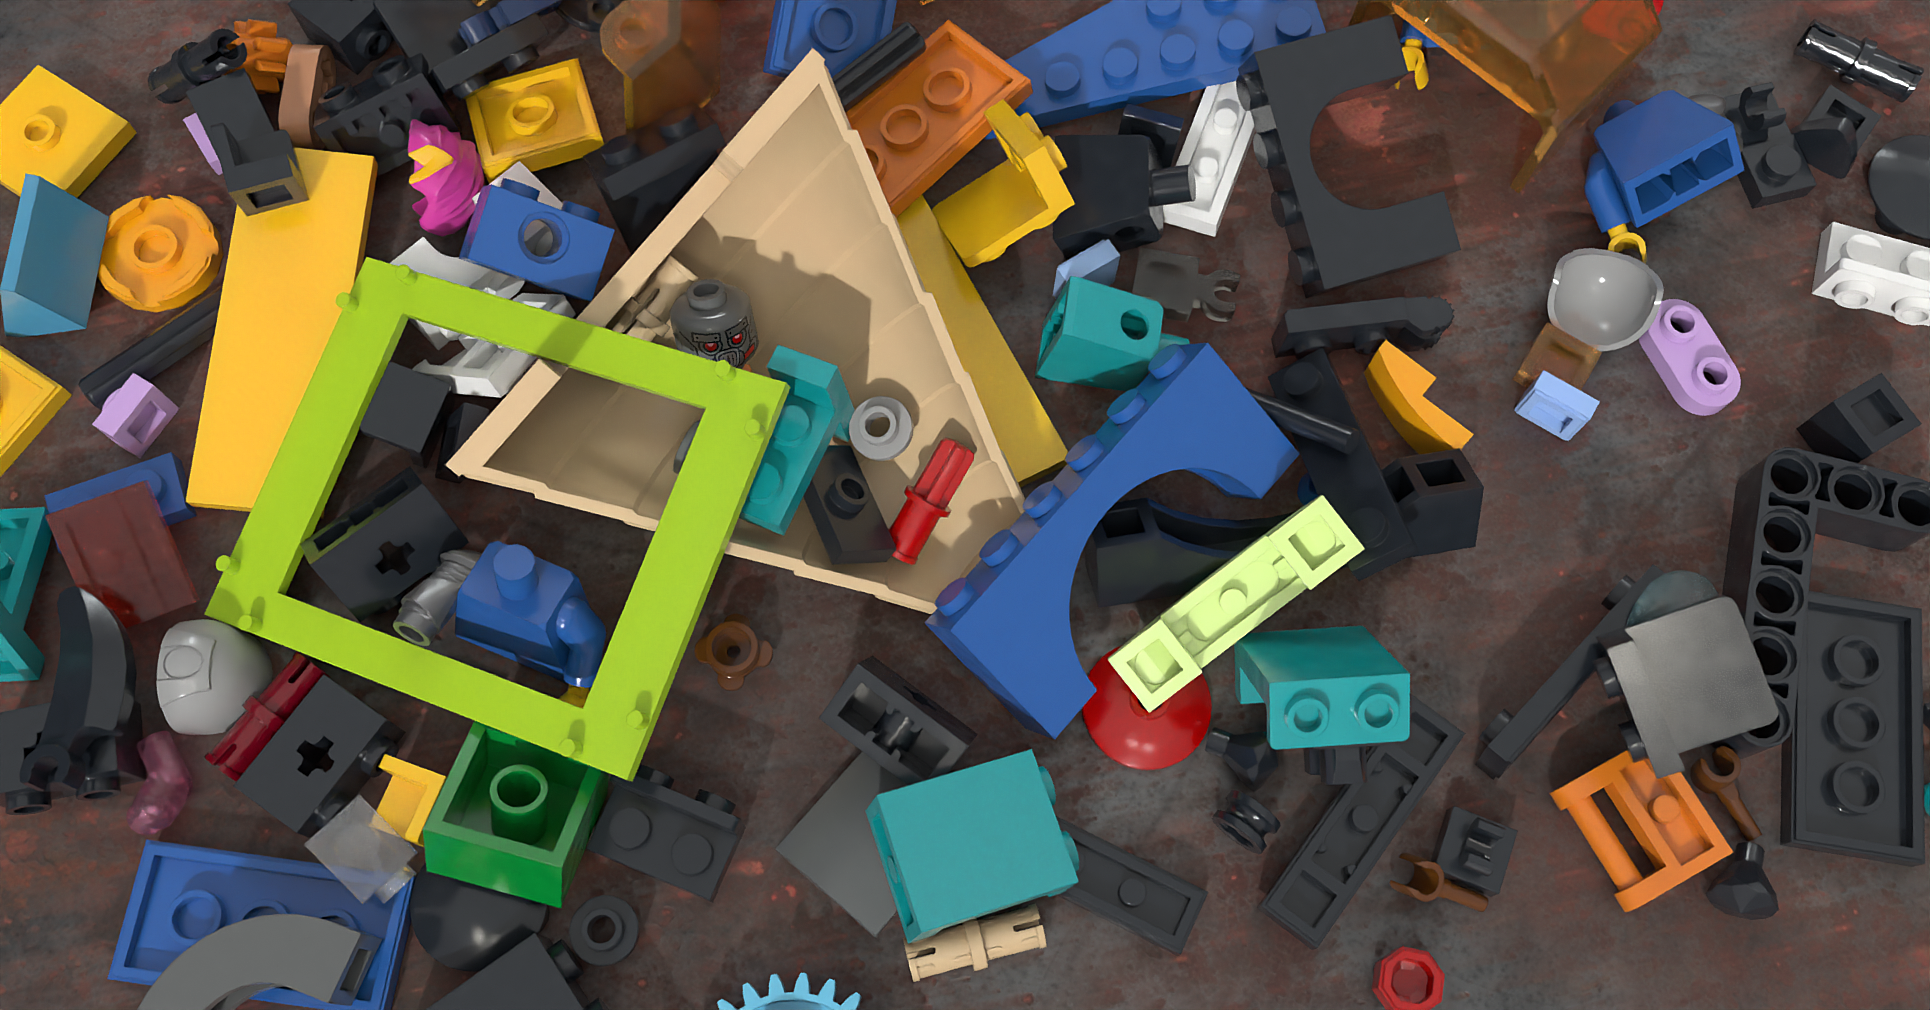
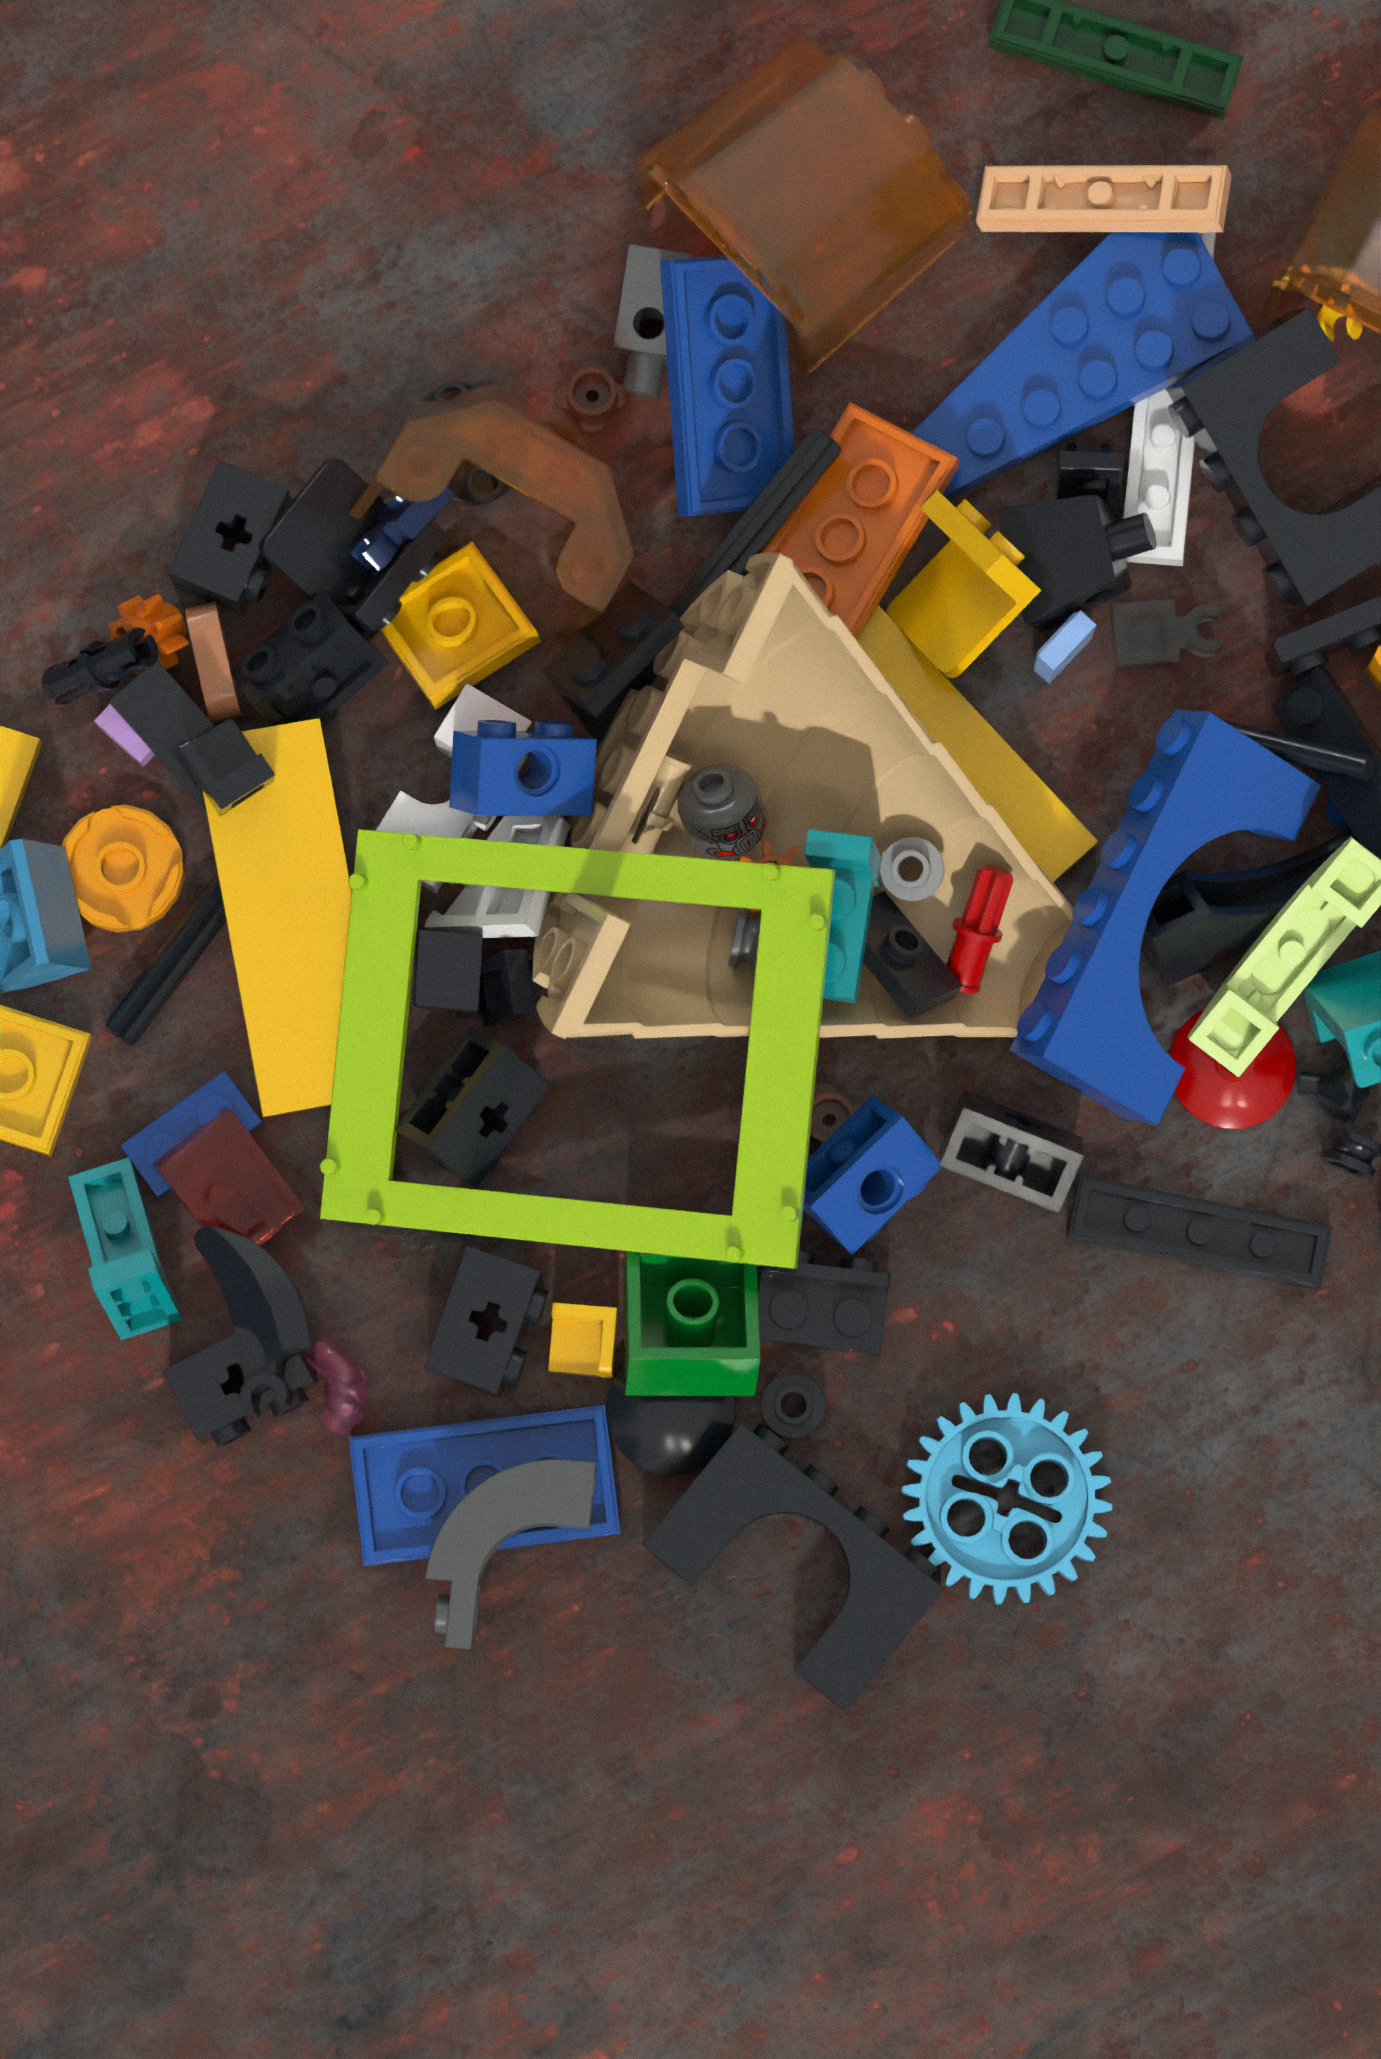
camera: 10 degrees left, 10 degrees up
(135, 415) = (176, 1043): lavender plate -> none
(208, 675) = (352, 1272): light grey helmet -> none
(264, 716) = (415, 1296): dark red pin -> none
(364, 852) = (563, 1395): clear bracket -> none
(447, 174) = (395, 715): dark pink hair -> none
(514, 609) = (623, 1138): blue torso -> none
(759, 678) = (872, 1143): none -> blue brick
(838, 849) = (1011, 1263): dark grey slope -> none
(971, 843) = (1109, 1241): teal panel -> none
(976, 942) = (1131, 1327): tan pin -> none
(1101, 337) = (1100, 715): teal torso -> none

